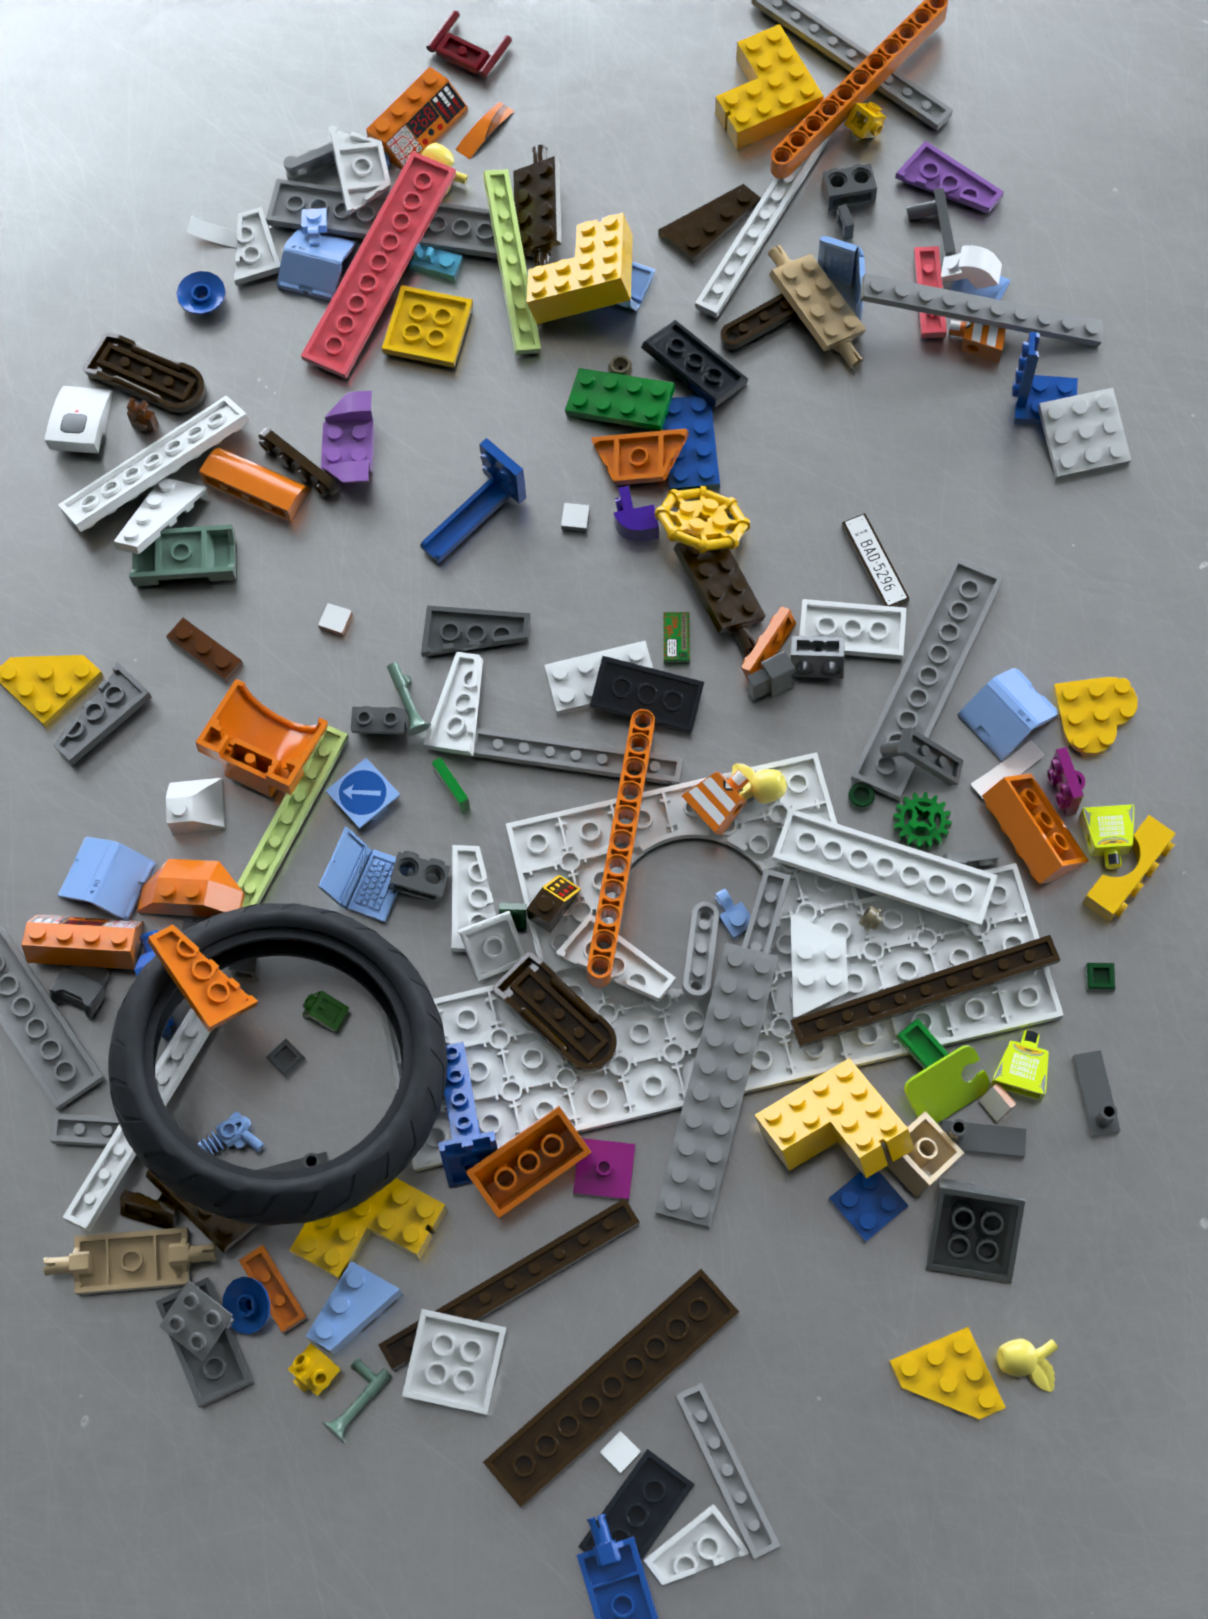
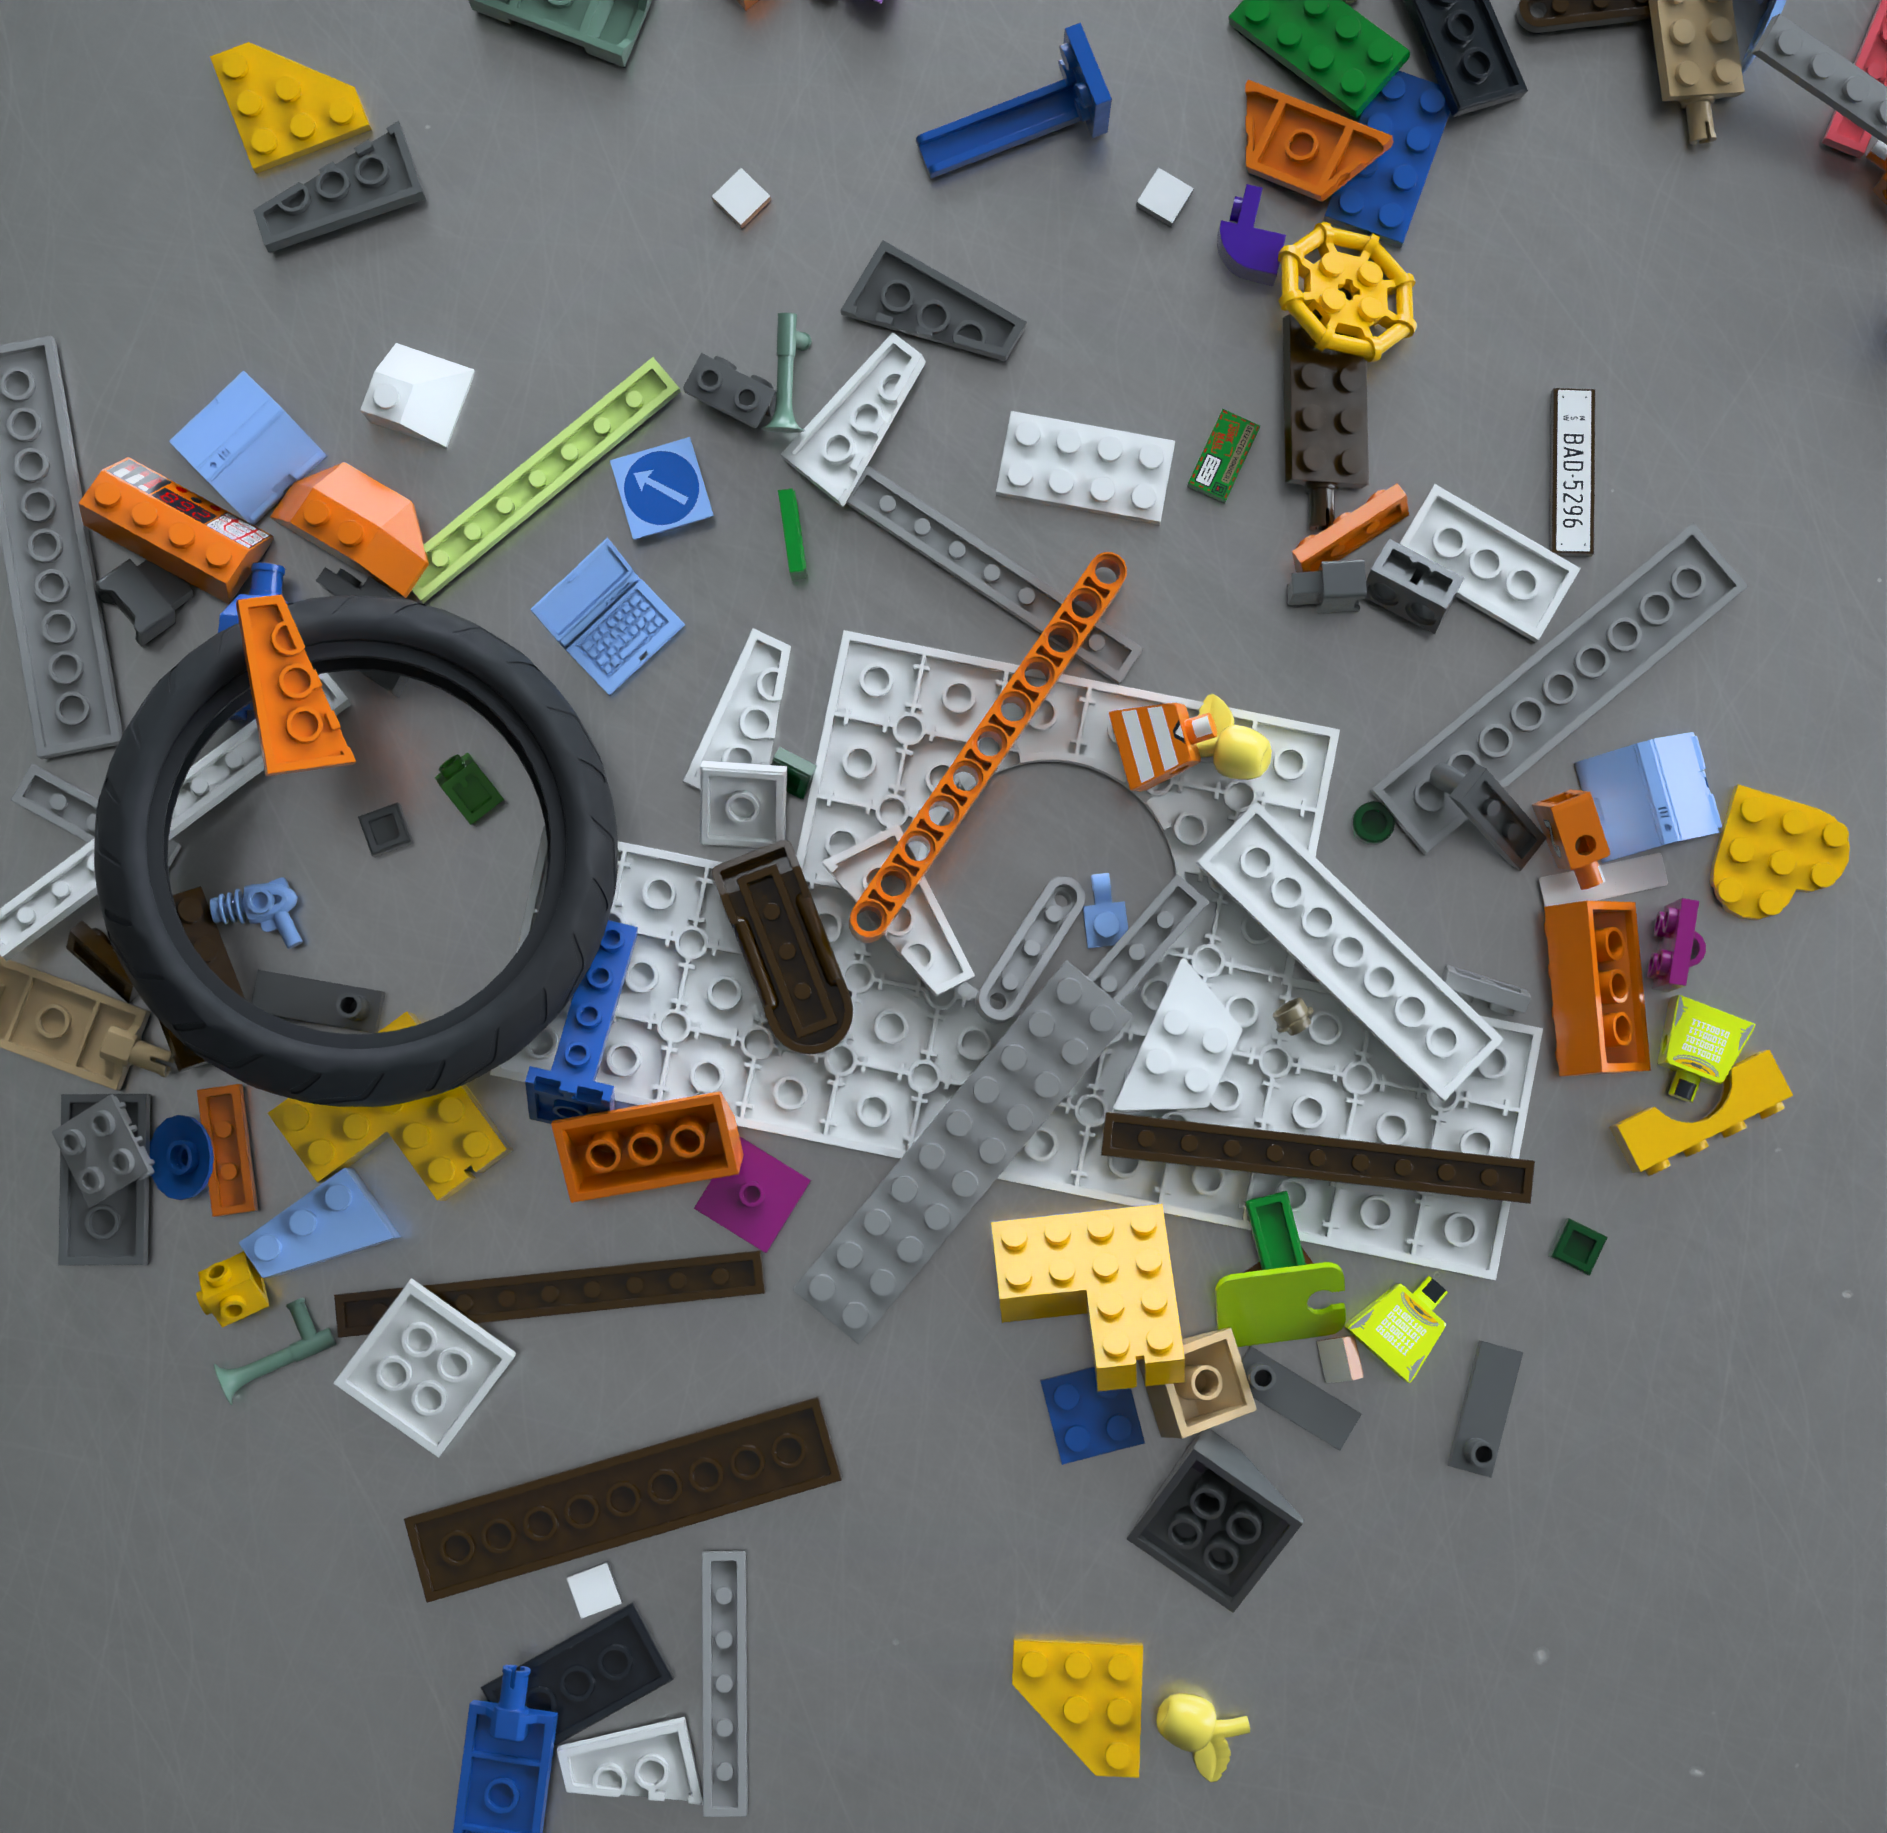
camera: 25 degrees right, 15 degrees up
(204, 650) = (532, 158): reddish brown plate -> none
(257, 743) = (550, 346): orange piece -> none
(417, 883) = (678, 663): dark grey brick -> none
(552, 902) = (855, 781): dark brown slope -> none
(628, 687) = (1130, 517): black tile -> none
(921, 832) = (1445, 921): green gear -> none
(978, 748) = (1564, 821): none -> orange torso

